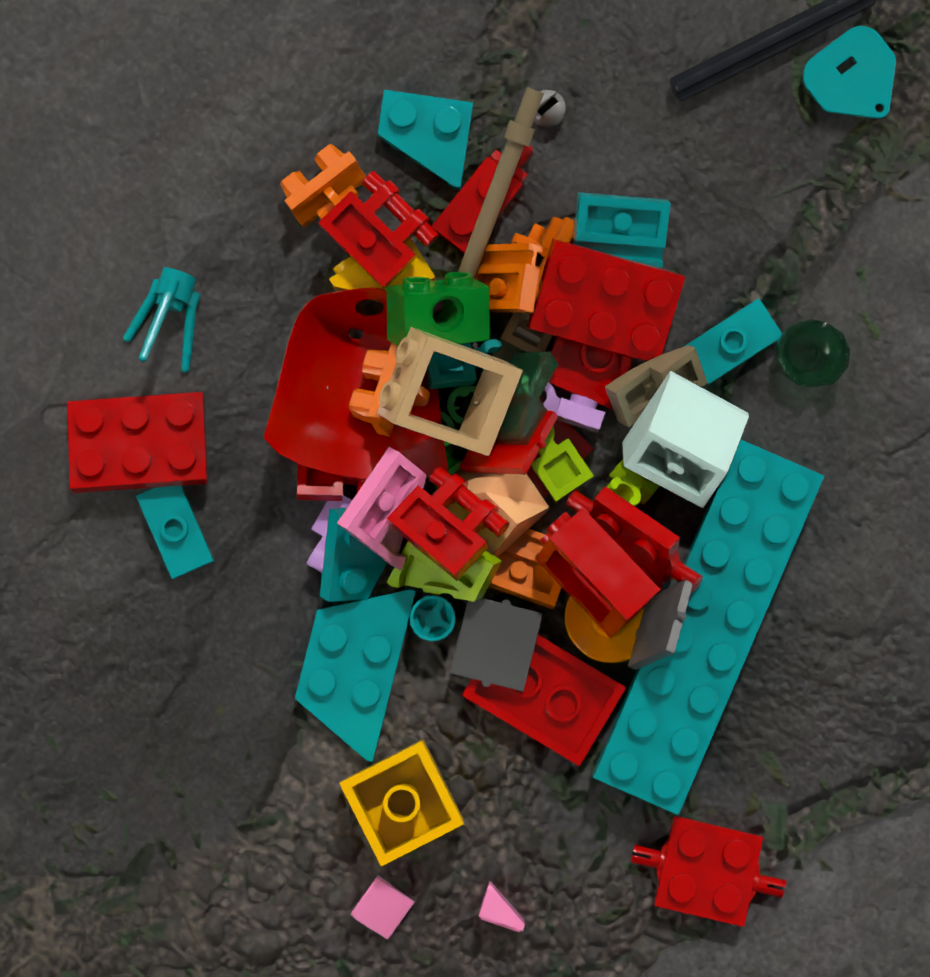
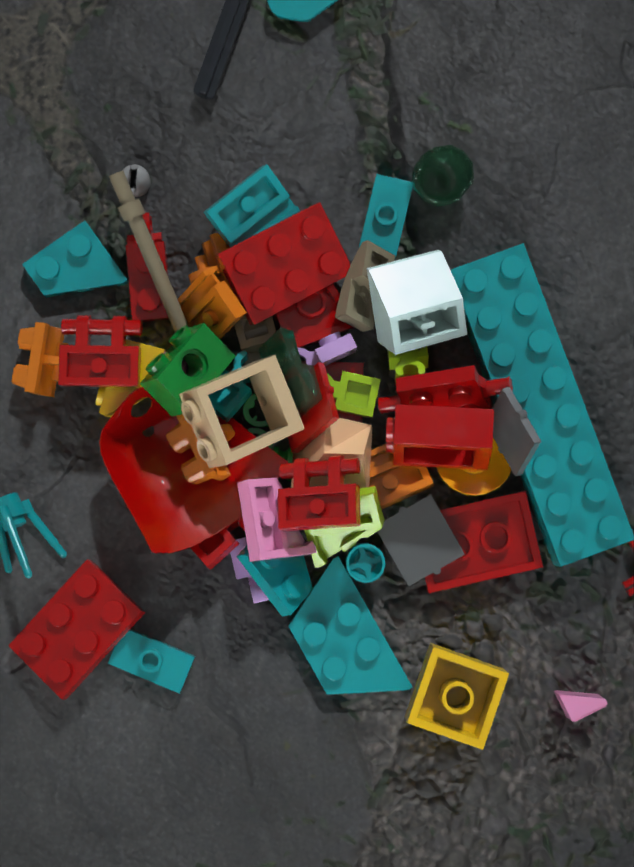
camera: 45 degrees left, 0 degrees up
(382, 907) = (504, 772): bright pink slope -> none

